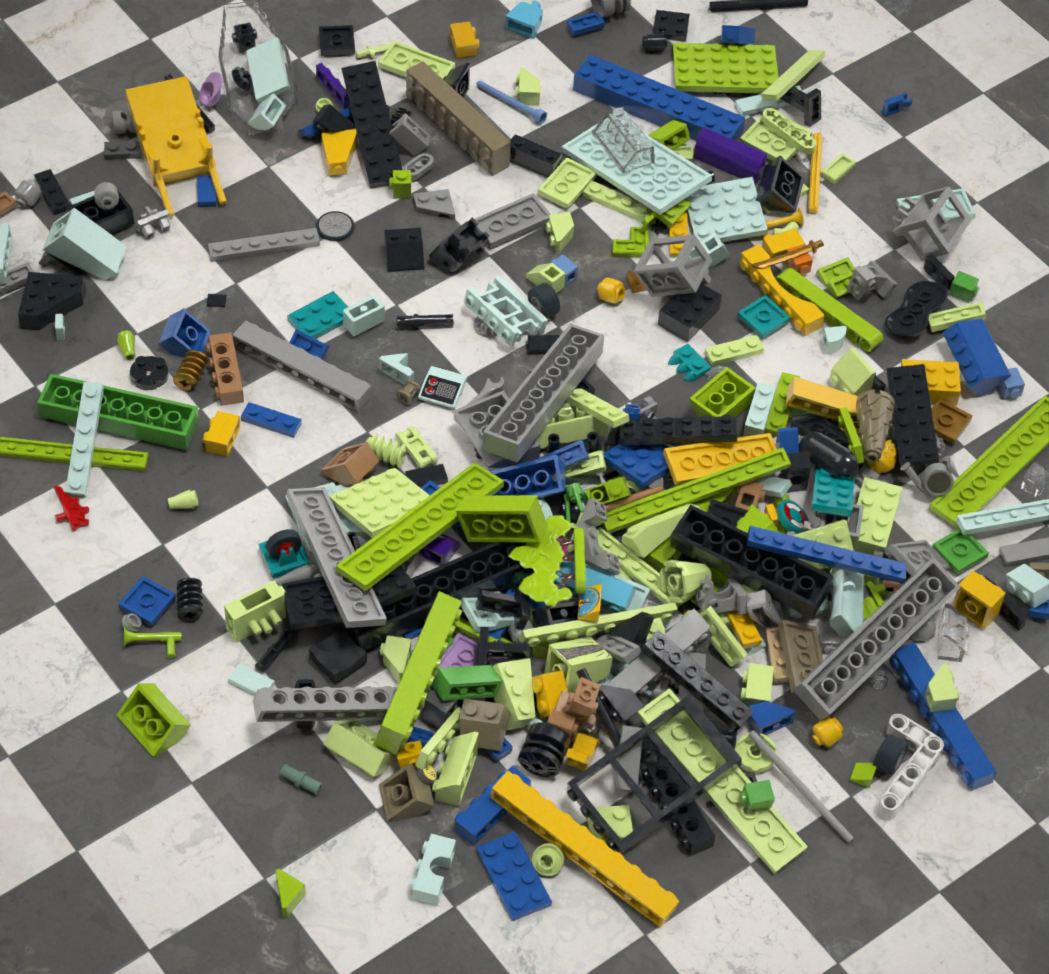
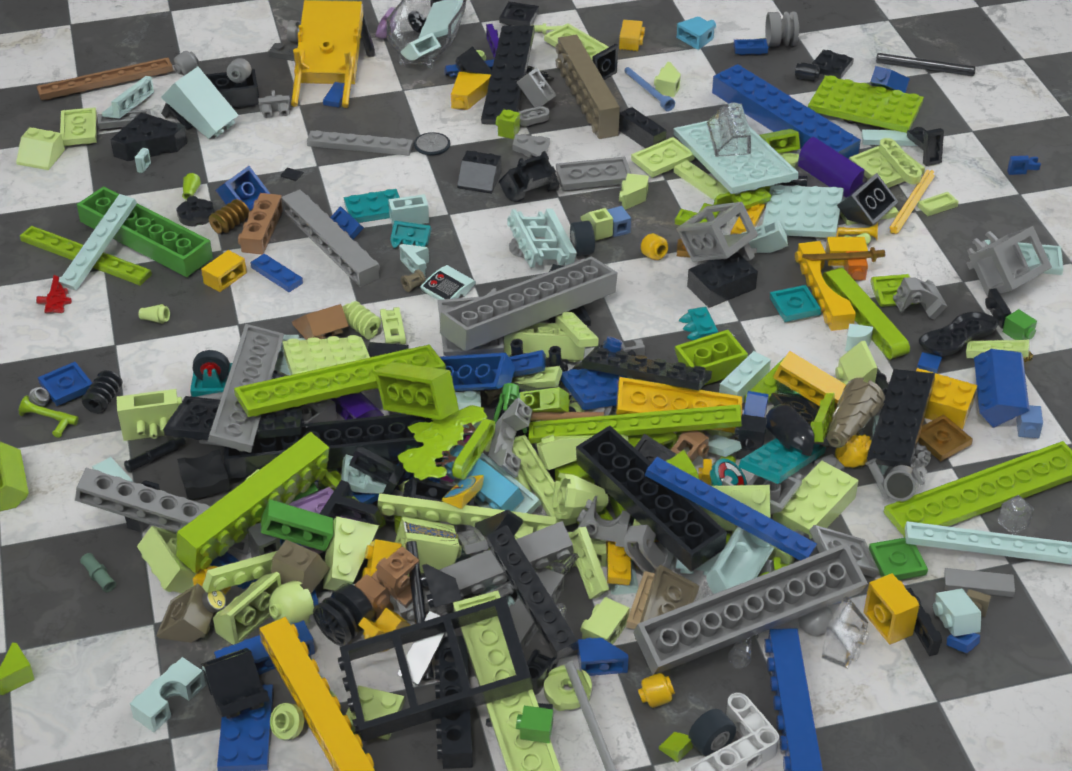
camera: 25 degrees right, 10 degrees down
(52, 191) = (209, 62): black plate -> none
(377, 340) = (410, 234): none -> teal plate
(425, 320) = (457, 228): black pin -> none
(492, 842) = (234, 683): none -> black piece
(495, 755) = (291, 602): none -> yellowish green cylinder
(734, 350) = (751, 324): yellowish green plate -> none
(793, 75) = (927, 119): yellowish green tile -> none
(903, 347) = (929, 362): none -> blue tile
(941, 691) = (798, 682): yellowish green slope -> none

